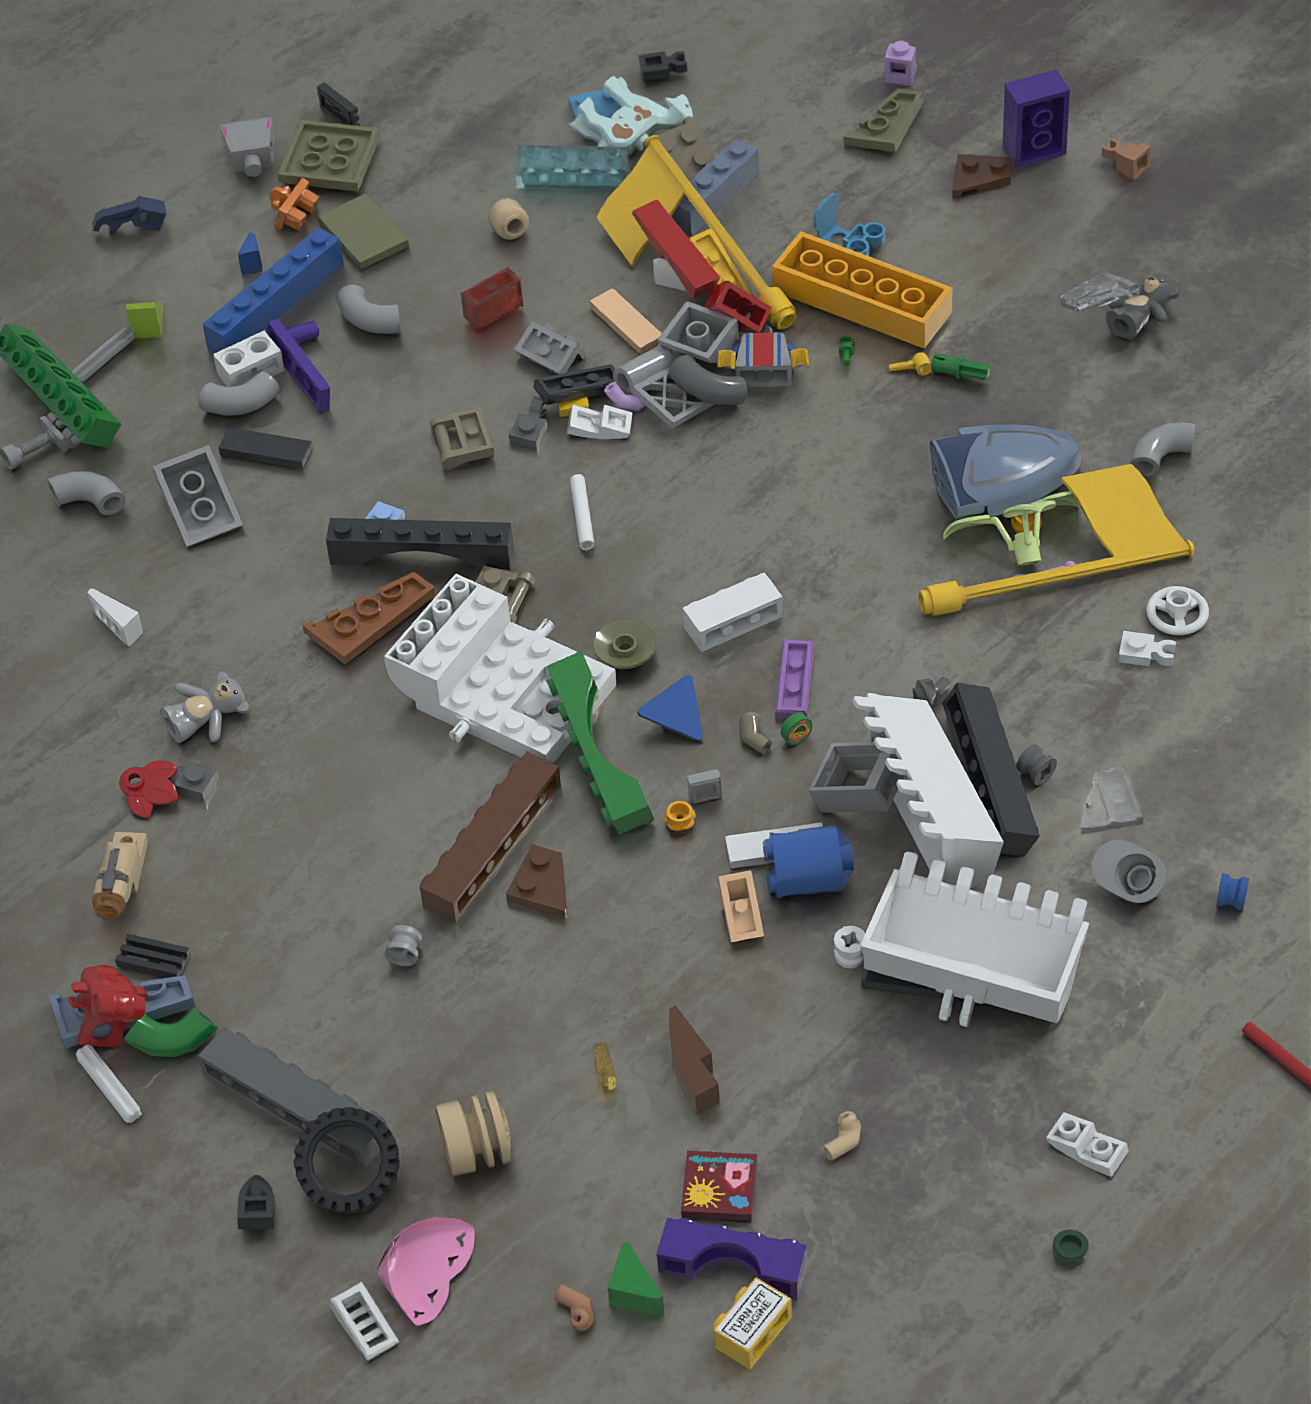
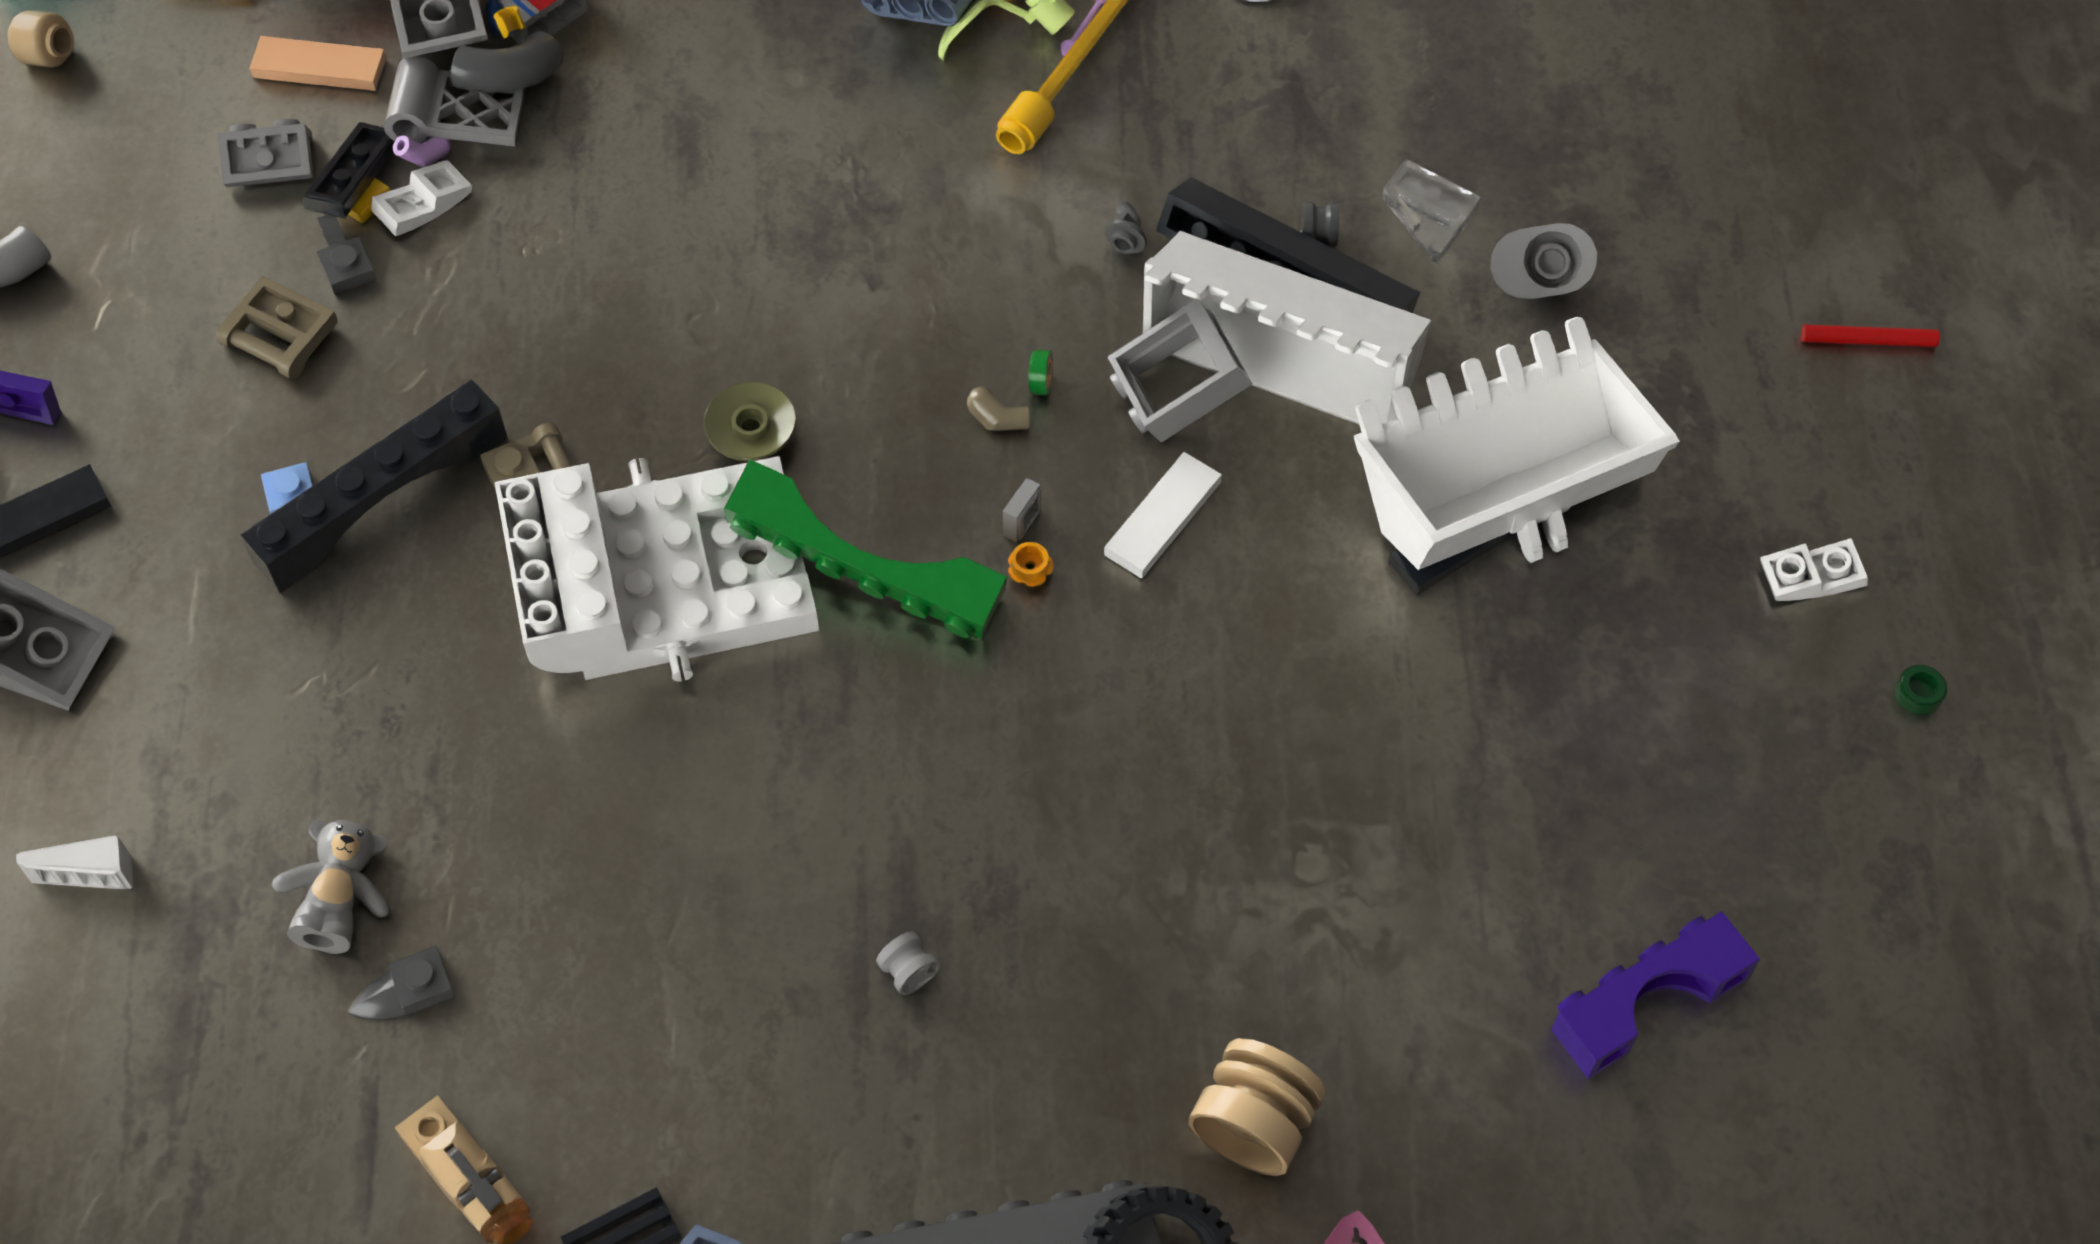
camera: 50 degrees left, 10 degrees up
(152, 789) = (381, 1033): red plate -> none
(360, 625) = (411, 620): dark orange wing -> none
(490, 836) = (858, 757): reddish brown brick -> none
(492, 298) = (133, 140): clear red brick -> none
(540, 882) = (967, 760): reddish brown wing -> none
(579, 1304) = (1569, 1193): nougat arm -> none
(582, 512) = (520, 311): white piece -> none
(604, 1066) = (1285, 904): clear yellow tile -> none
(632, 1285) = (1596, 1115): green slope -> none
(675, 709) = (892, 449): blue piece -> none
(692, 1064) = (1361, 822): reddish brown slope -> none
(719, 1185) = (1541, 928): dark red tile -> none
(732, 612) = (824, 297): white brick -> none
(740, 906) = (1219, 606): light nougat slope -> none
(752, 1323) = (1755, 1044): brick -> none
(794, 678) = (969, 322): medium lavender tile -> none
(808, 861) = (1233, 505): blue cylinder -> none
(847, 1138) = (1598, 762): tan arm -> none
(850, 956) = (1364, 571): white wheel -> none
(1141, 649) = (1271, 34): white plate -> none
(1232, 891) = (1644, 208): blue wheel -> none

